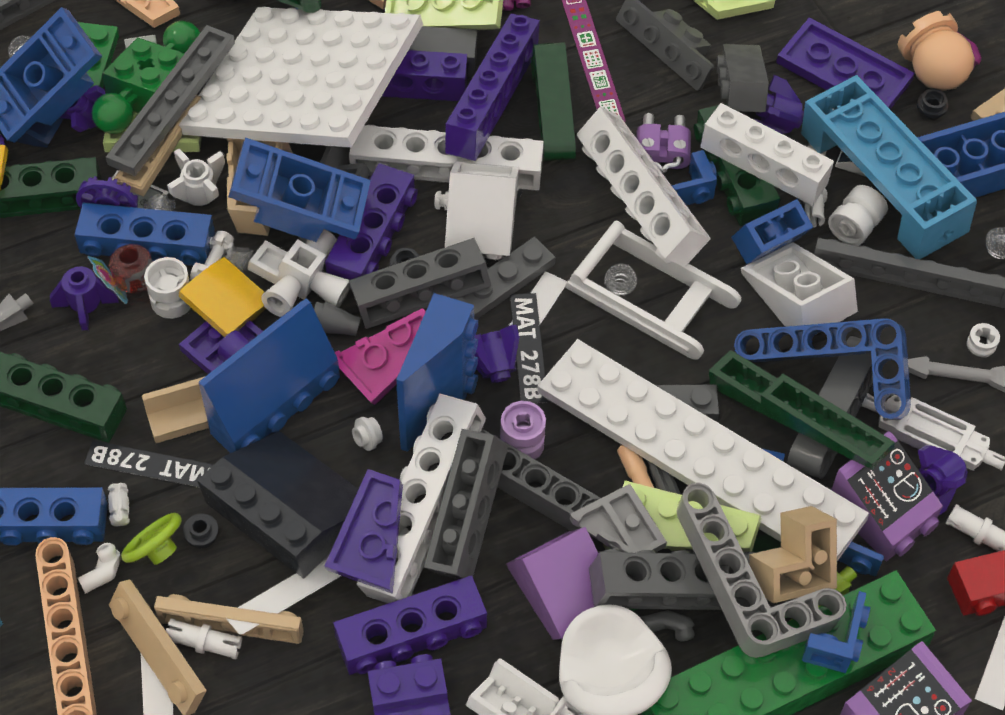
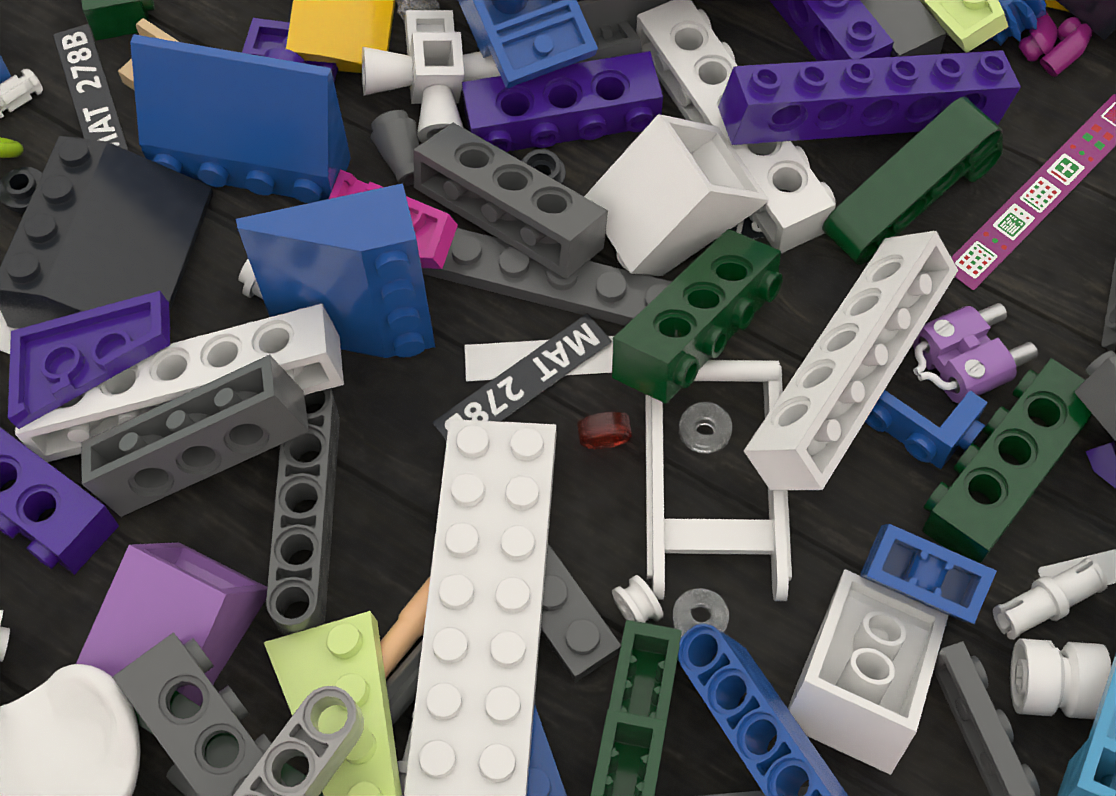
camera: 60 degrees right, 5 degrees up
(497, 353) = (467, 342): dark purple brick -> none
(524, 427) = (368, 443): lavender wheel -> none
(565, 236) = (696, 316): none -> dark green brick
(591, 323) = (604, 430): none -> clear red tile
(620, 522) = (282, 645): light grey wing -> none
(698, 363) = (637, 601): none -> white bush
(717, 348) = (700, 598): none -> clear plate
(766, 154) = (1038, 485): white brick -> none

